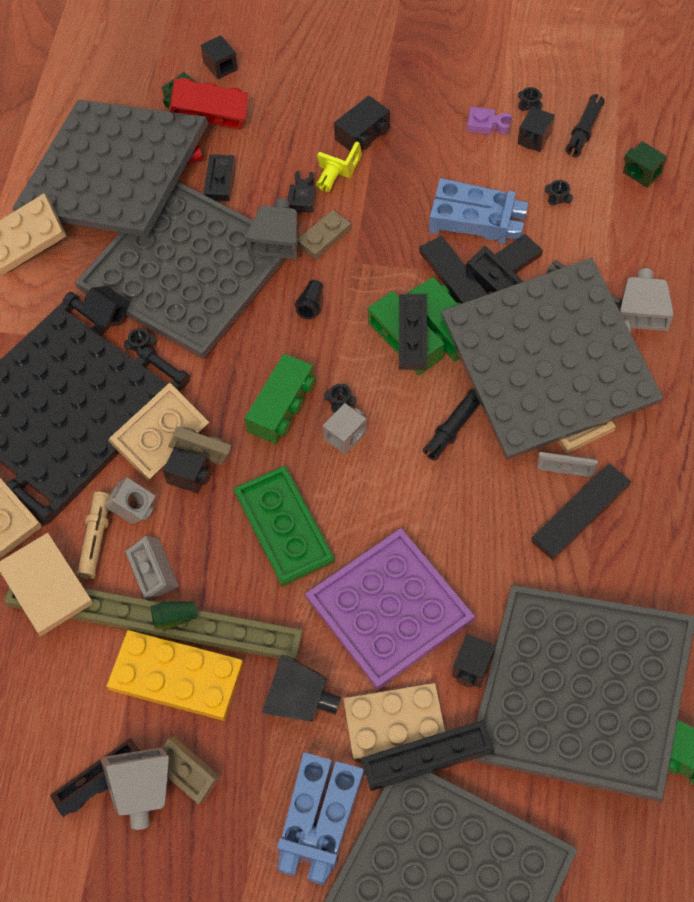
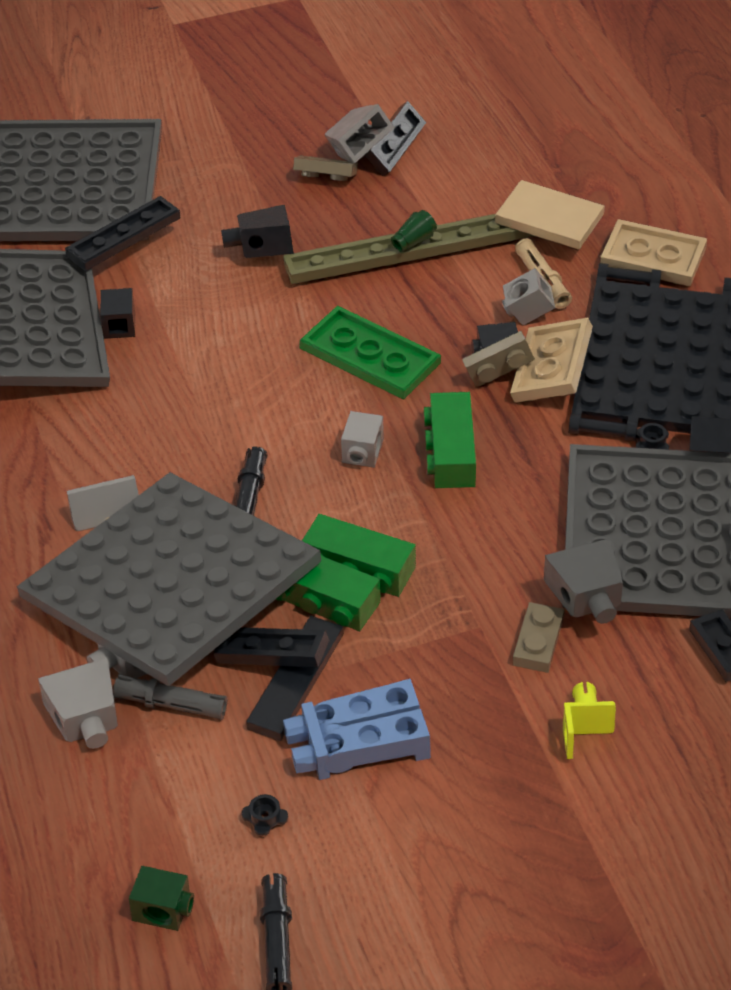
camera: 150 degrees right, 15 degrees down
(151, 568) = (468, 278): light grey slope -> none
(175, 675) = (378, 216): yellow plate -> none
(302, 194) = (602, 664): black plate -> none
(310, 300) = (495, 548): black cone -> none
(323, 842) = (198, 162): medium blue hips -> none
(337, 391) = (390, 471): black plate -> none
(362, 124) = (592, 790): black brick -> none
(389, 608) = (221, 325): medium lavender plate -> none
(392, 718) = (168, 260): tan plate -> none
(412, 331) = (341, 524): black plate -> none
(451, 270) = (345, 637): black tile -> none
(484, 120) = (429, 884): medium lavender plate -> none
(530, 98) = (381, 936): black plate -> none
(536, 129) = (344, 888): black brick -> none
(580, 511) = (67, 472): black tile -> none

